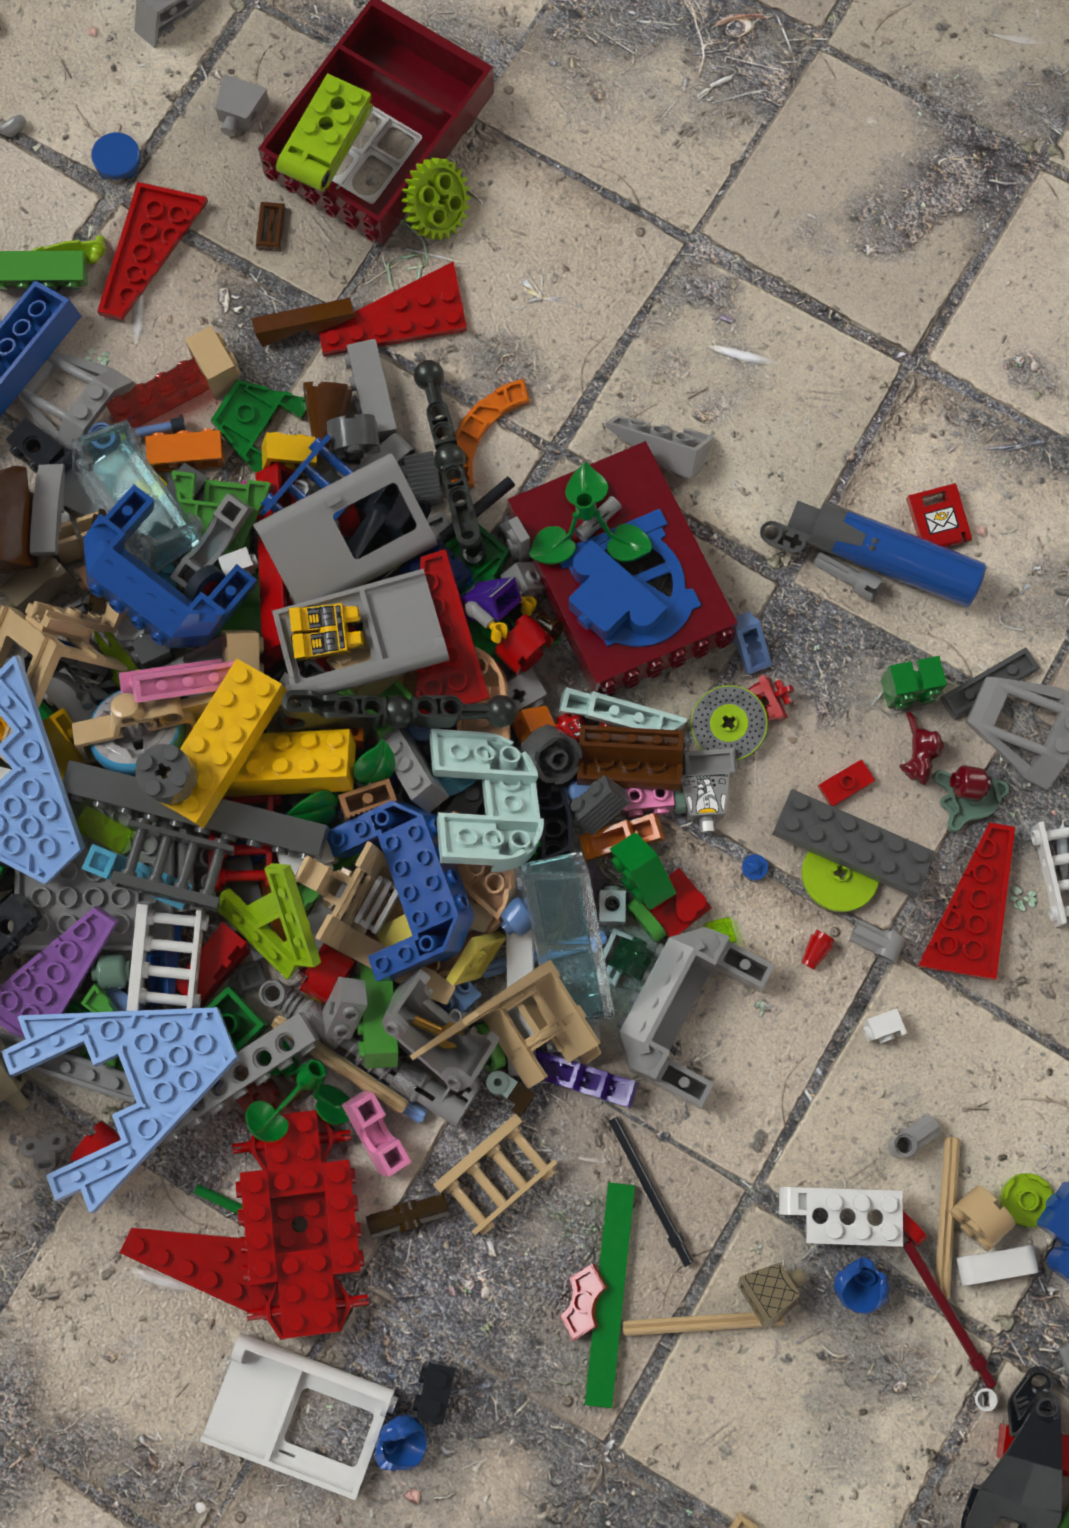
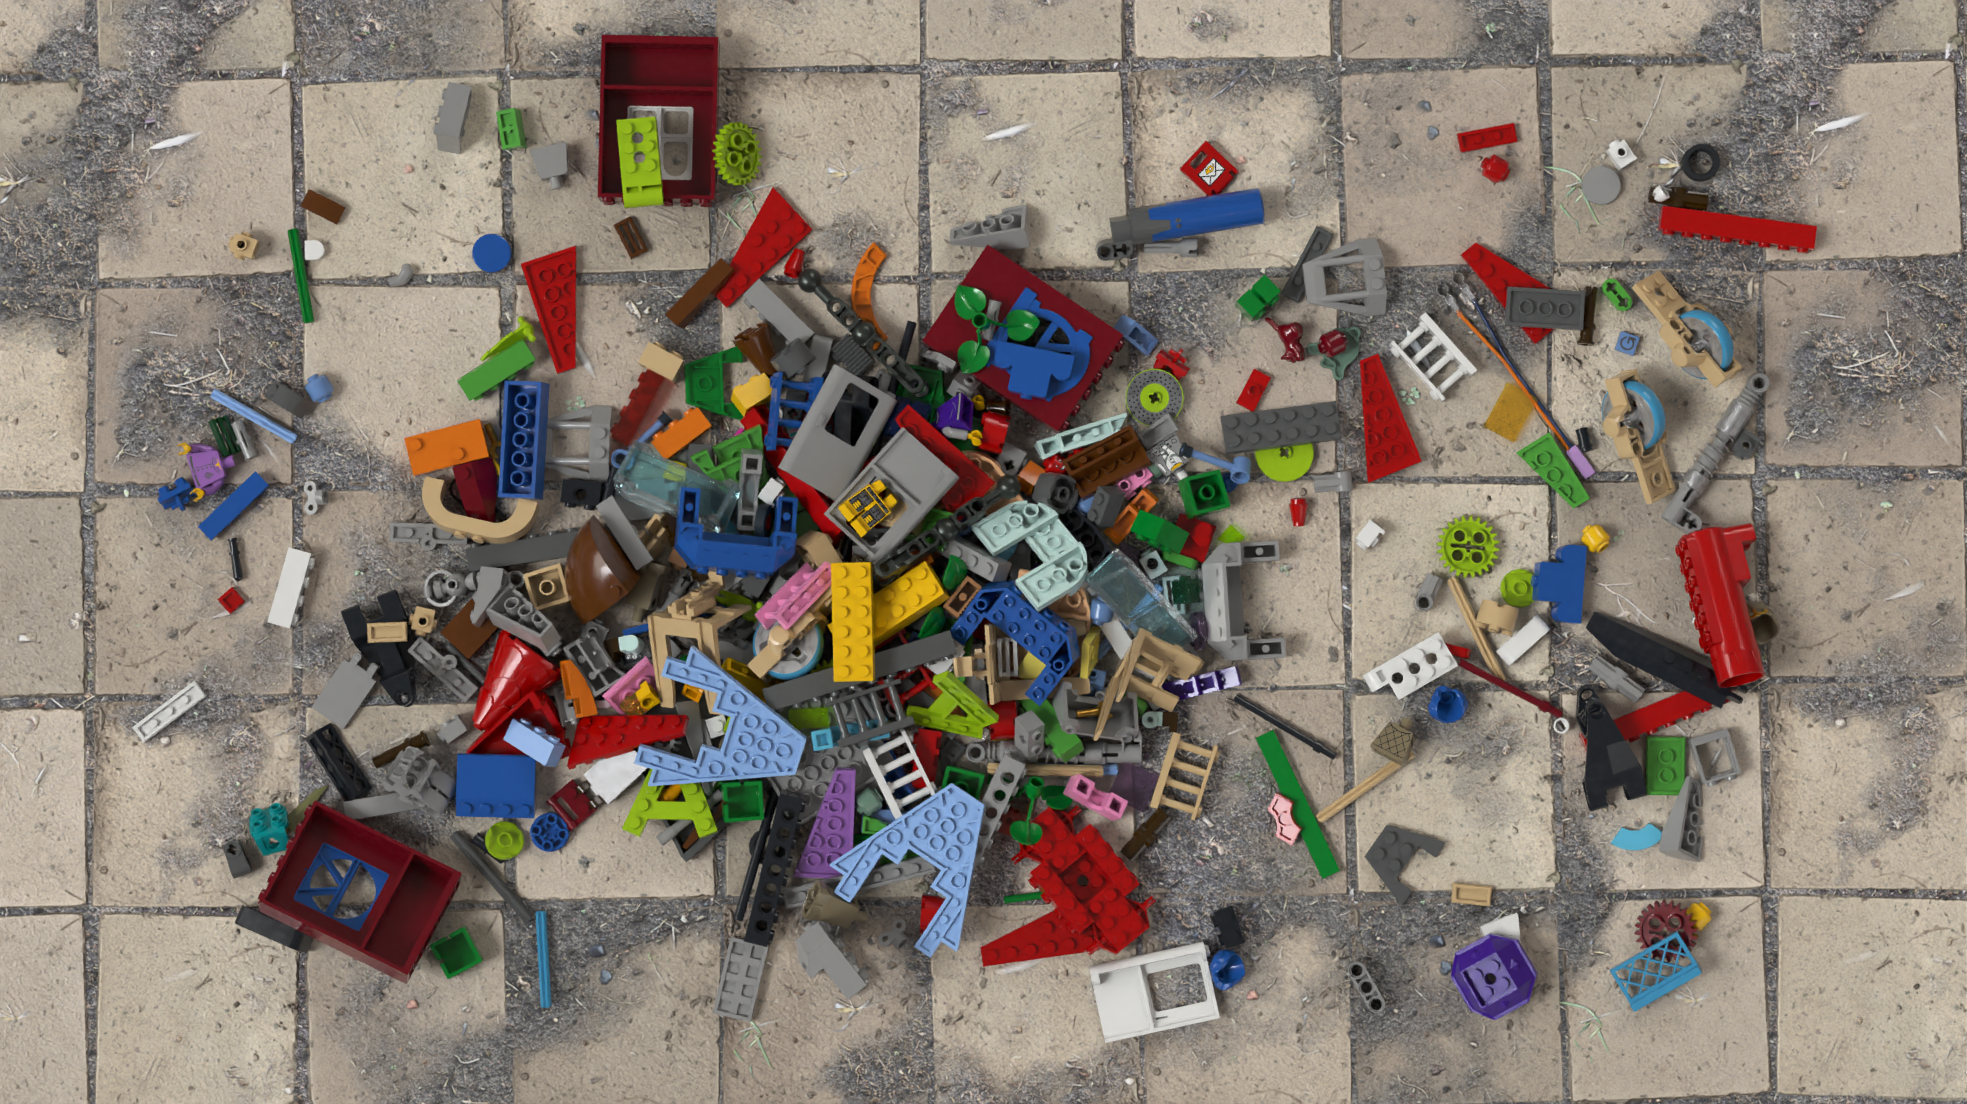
camera: 30 degrees left, 10 degrees up
(180, 779) = (827, 663): dark grey brick -> none
(221, 48) = (511, 129): none -> bright green hinge
(424, 350) = (794, 264): none -> red cone
(431, 1149) = (1134, 785): none -> clear purple tile
(623, 1008) = (1200, 625): none -> clear purple tile
(687, 1427) = (1392, 852): none -> dark grey wing
(720, 861) = (1204, 494): none -> green brick
(778, 858) = (1239, 468): none -> medium blue piece
(1006, 1092) = (1466, 564): none -> lime gear

